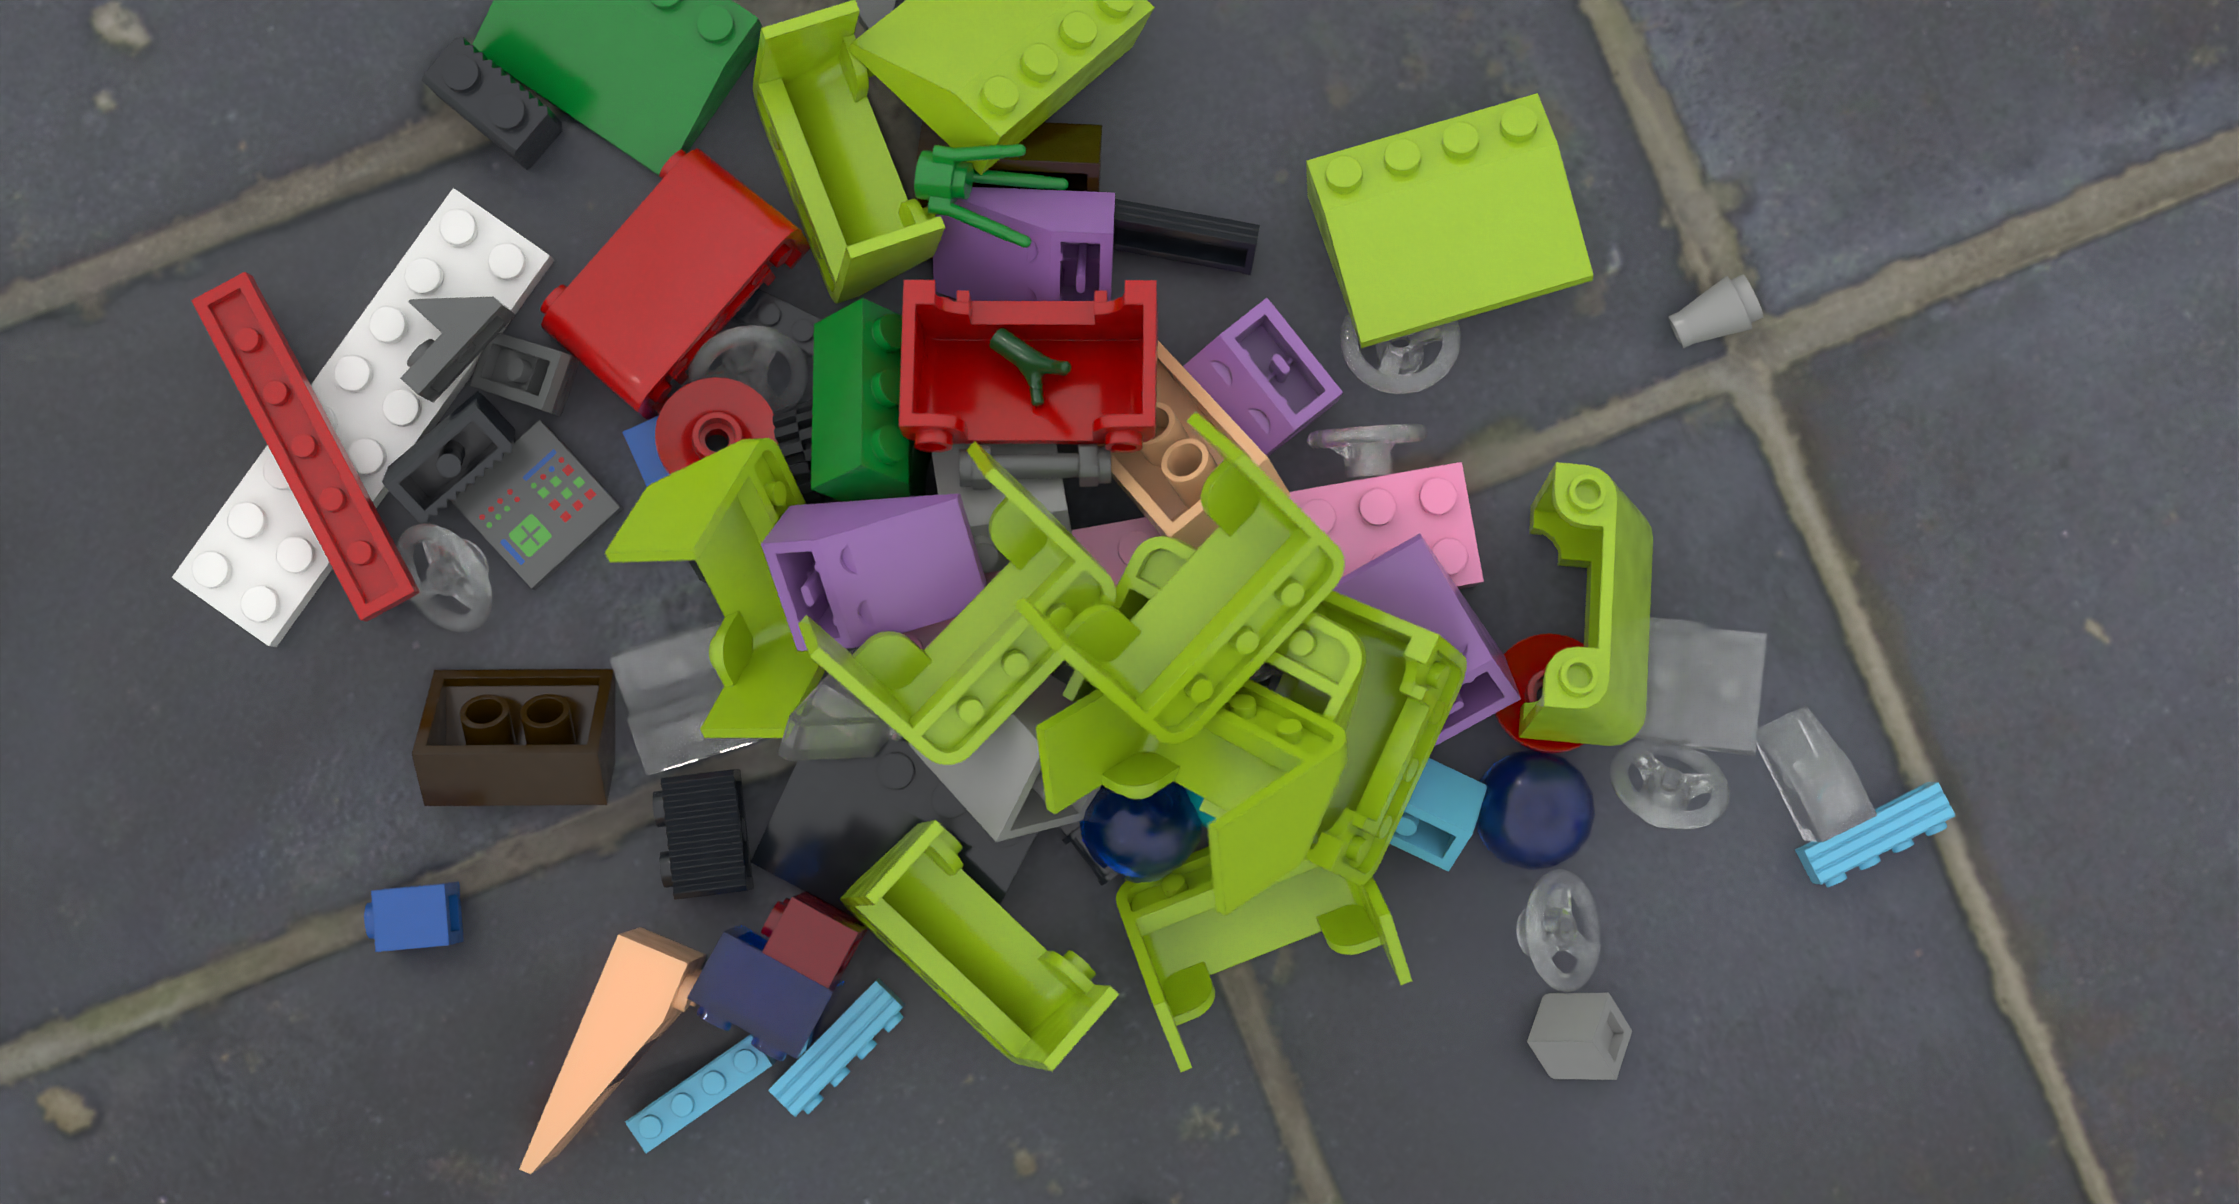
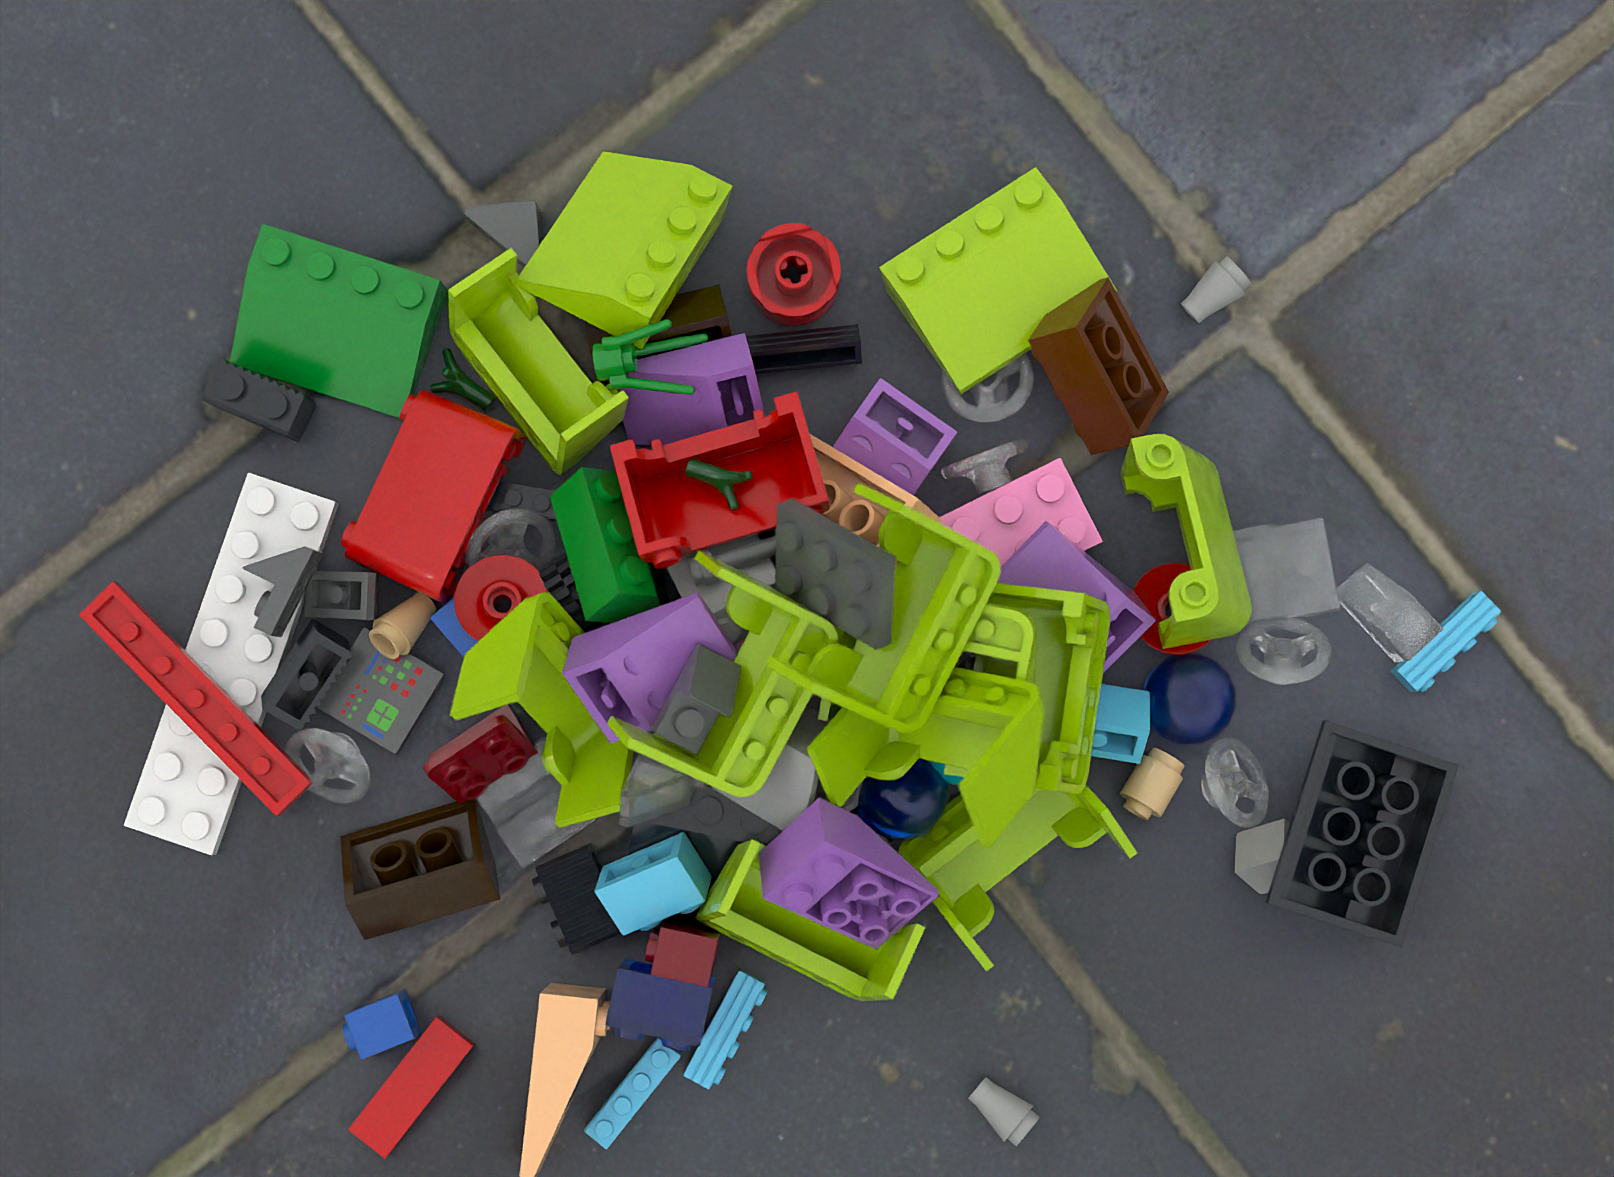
camera: 15 degrees left, 0 degrees up
(430, 1004) = (411, 1086): none -> red tile
(583, 433) = (400, 627): none -> tan cone
(635, 621) = (481, 755): none -> dark red bracket
(748, 156) = (461, 384): none -> dark green bar
(800, 842) = (653, 884): none -> medium azure brick
(919, 625) = (699, 695): none -> dark grey slope
(1035, 899) = (842, 875): none -> medium lavender slope
(1135, 518) = (835, 573): none -> dark grey plate
(1229, 127) = (811, 254): none -> red brick
(1457, 902) = (1152, 784): none -> tan brick
(1543, 365) = (1099, 368): none -> reddish brown slope
(1700, 1039) = (1362, 833): none -> black slope

